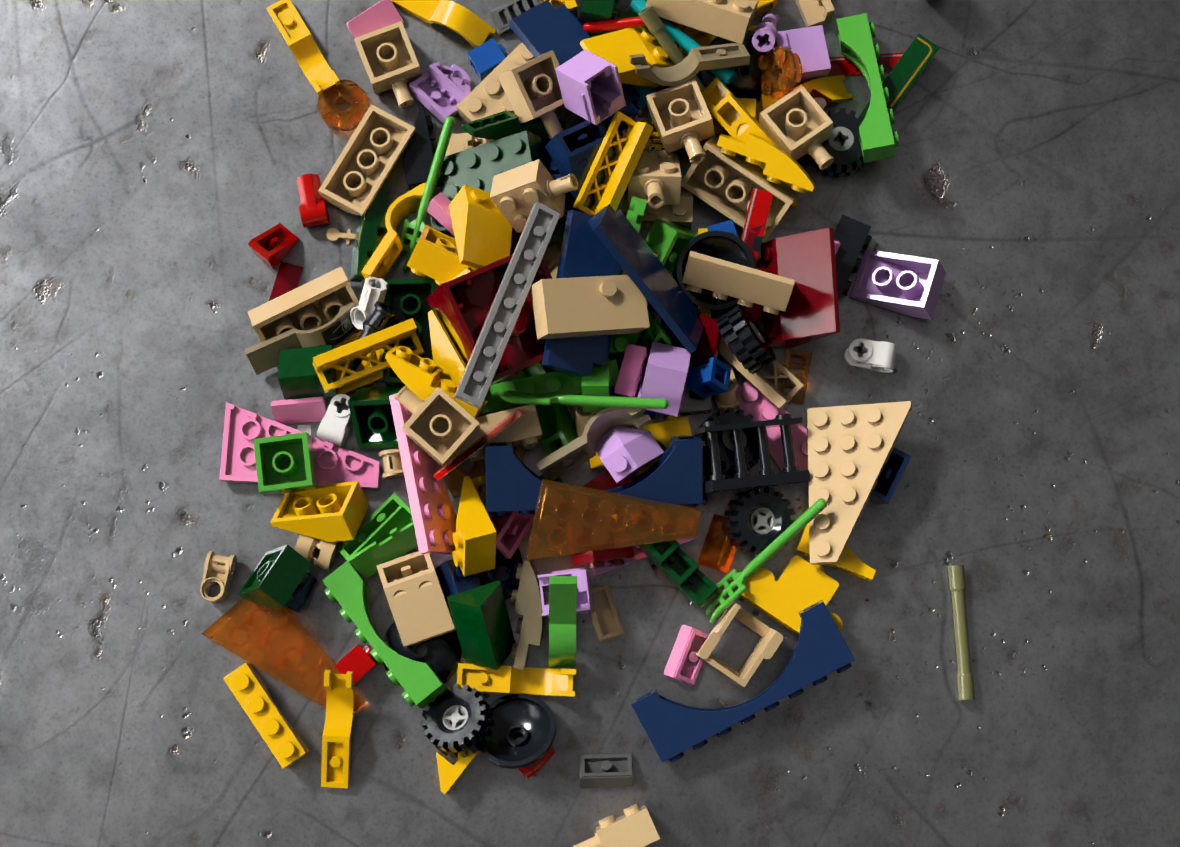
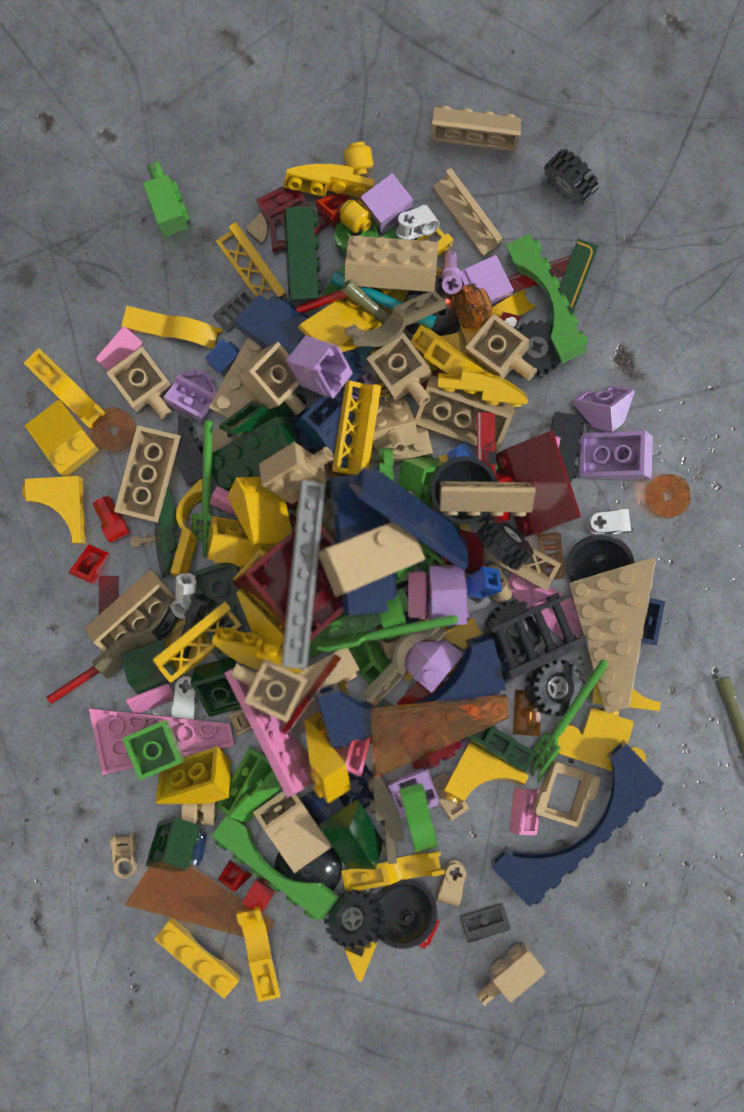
camera: 15 degrees left, 5 degrees up
(217, 372) = (68, 687): none -> red bar
(265, 159) = (62, 495): none -> yellow arch
(284, 101) = (61, 438): none -> yellow slope
(334, 635) = (234, 876): none -> red slope
(577, 717) = (451, 887): none -> tan piece
(645, 589) = (476, 768): none -> yellow arch
(835, 378) = (582, 557): none -> black dish
(900, 227) = (606, 408): none -> lavender slope
(942, 358) = (681, 496): none -> clear orange plate

